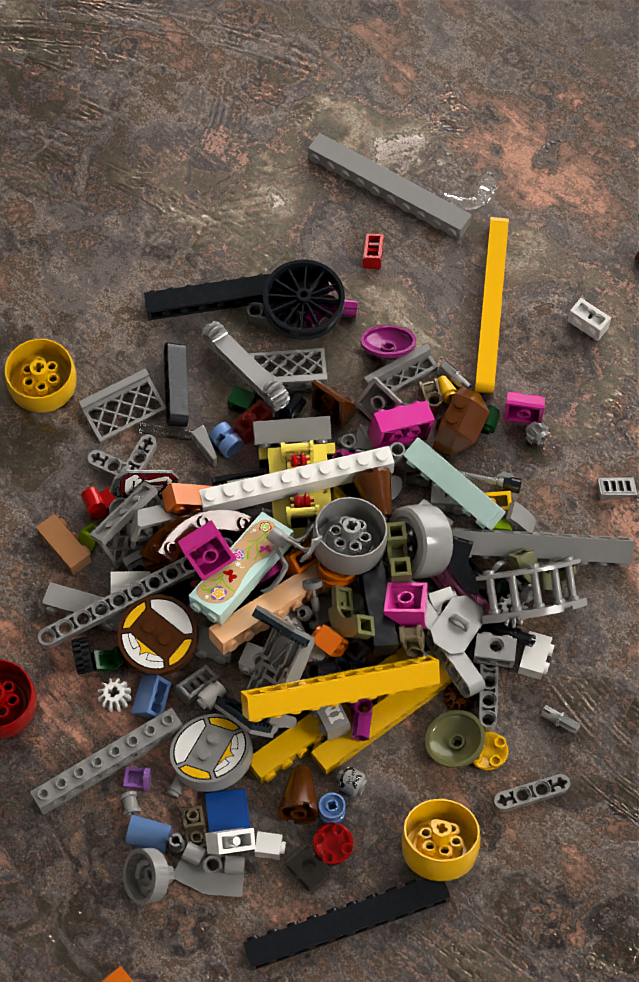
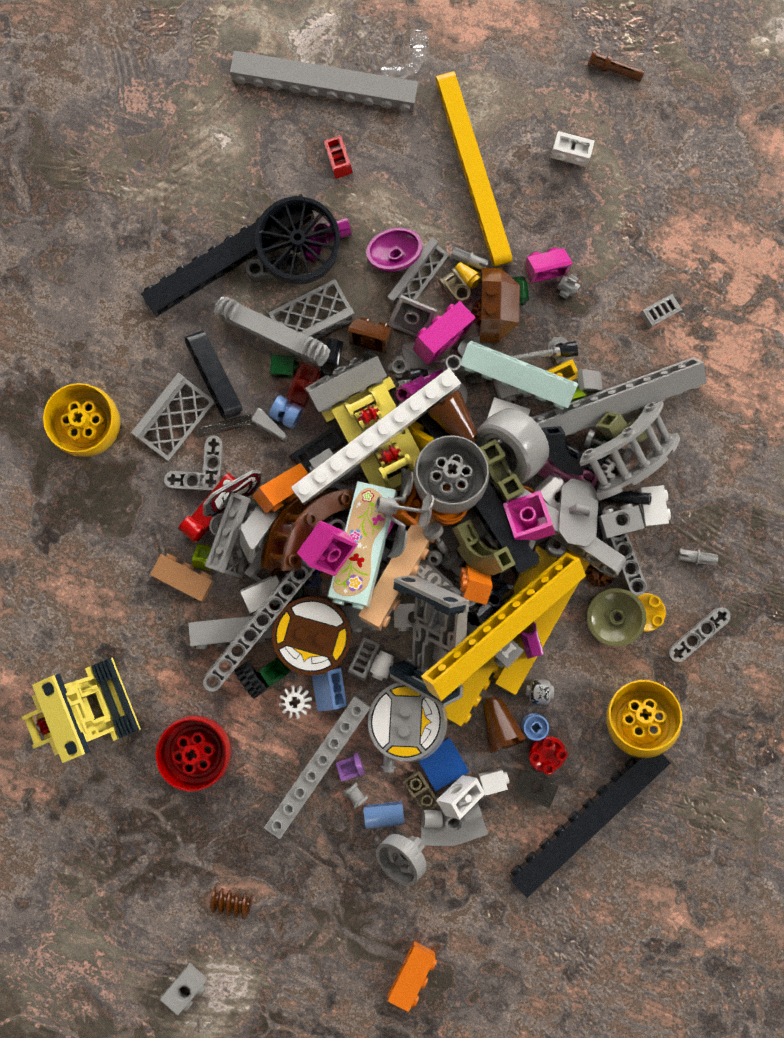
camera: 25 degrees left, 20 degrees up
(176, 848) = (410, 809): light grey pin -> none
(412, 640) = (547, 548): dark tan piece -> none

